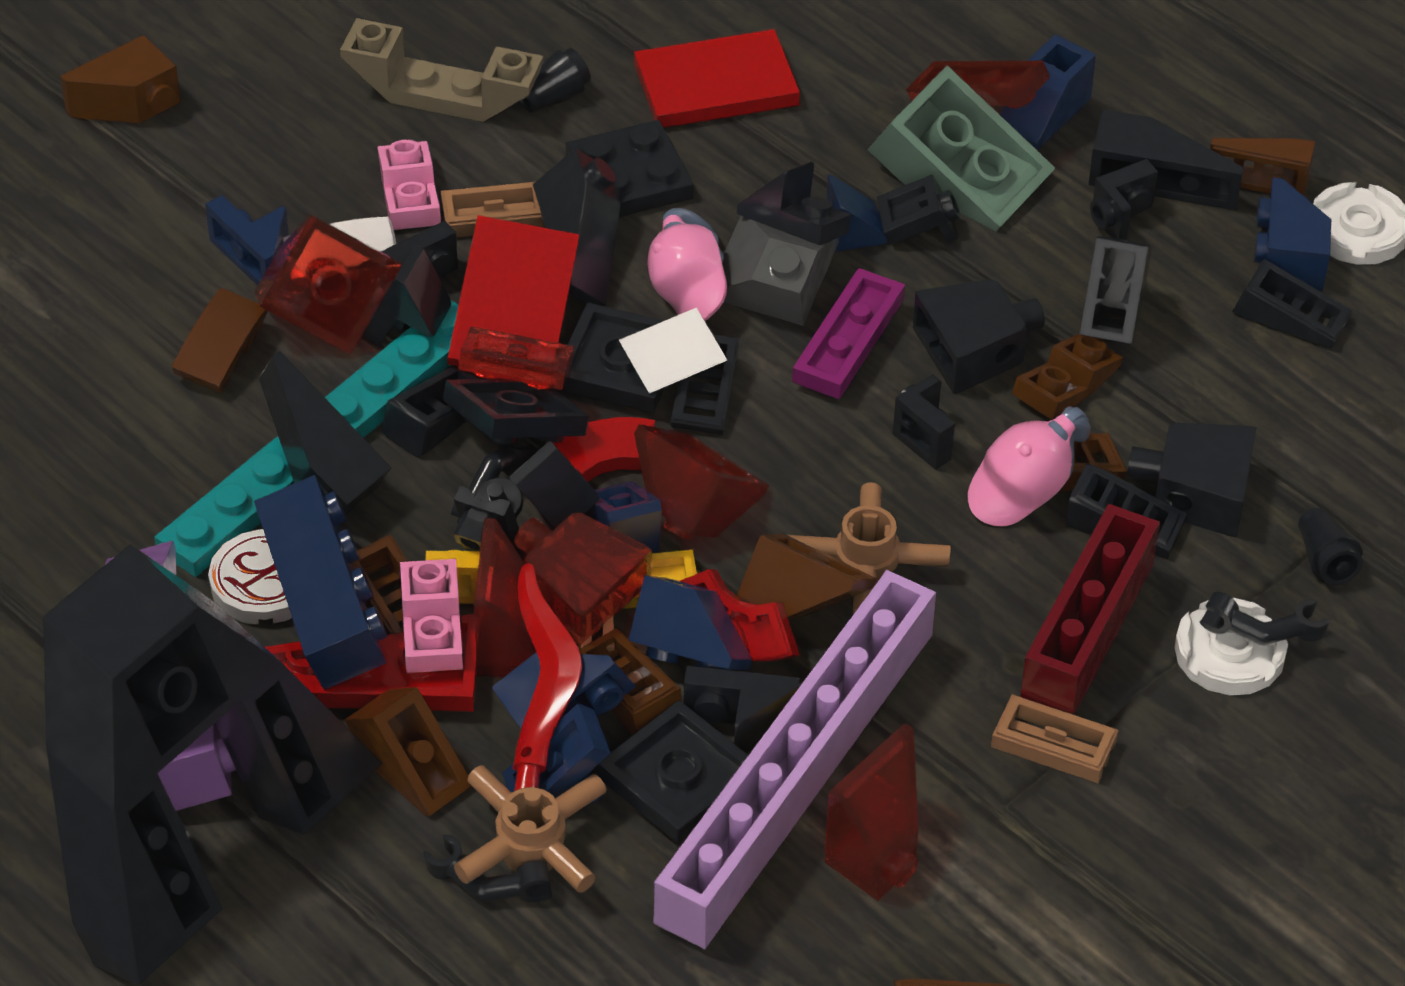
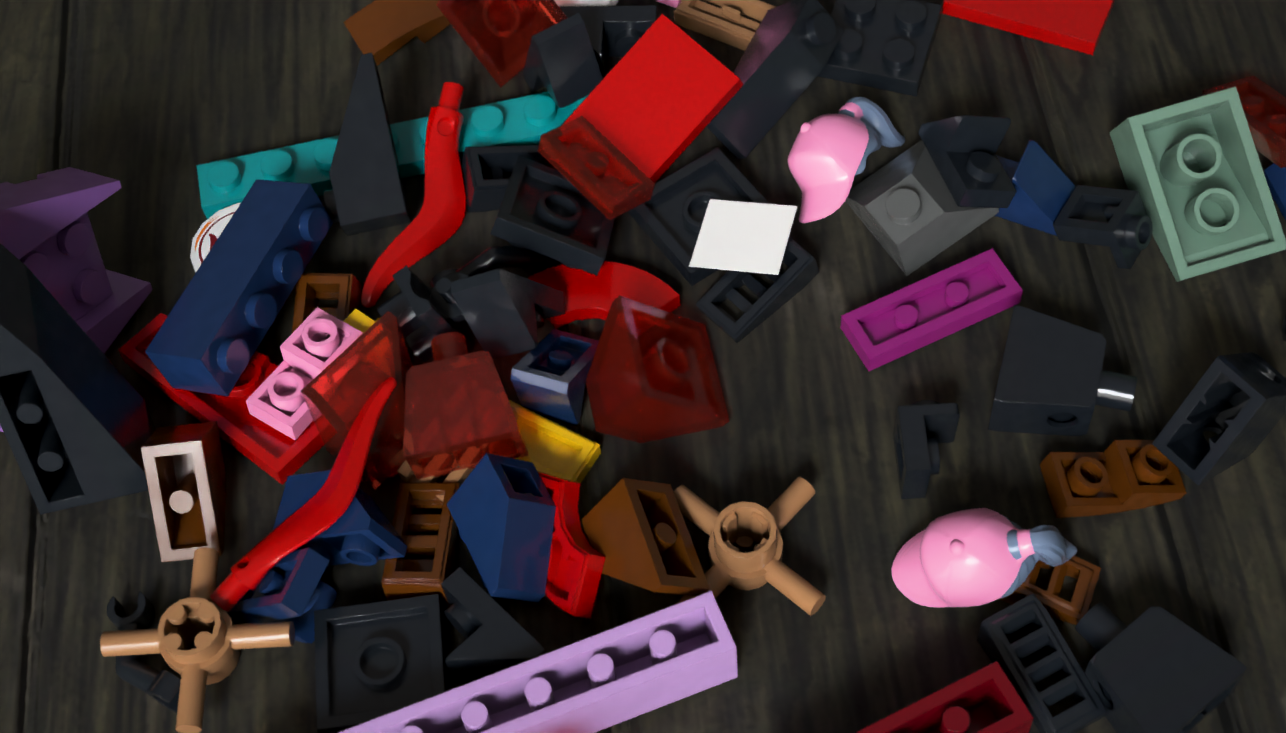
camera: 45 degrees right, 10 degrees up
(406, 472) = (443, 197): none -> red piece

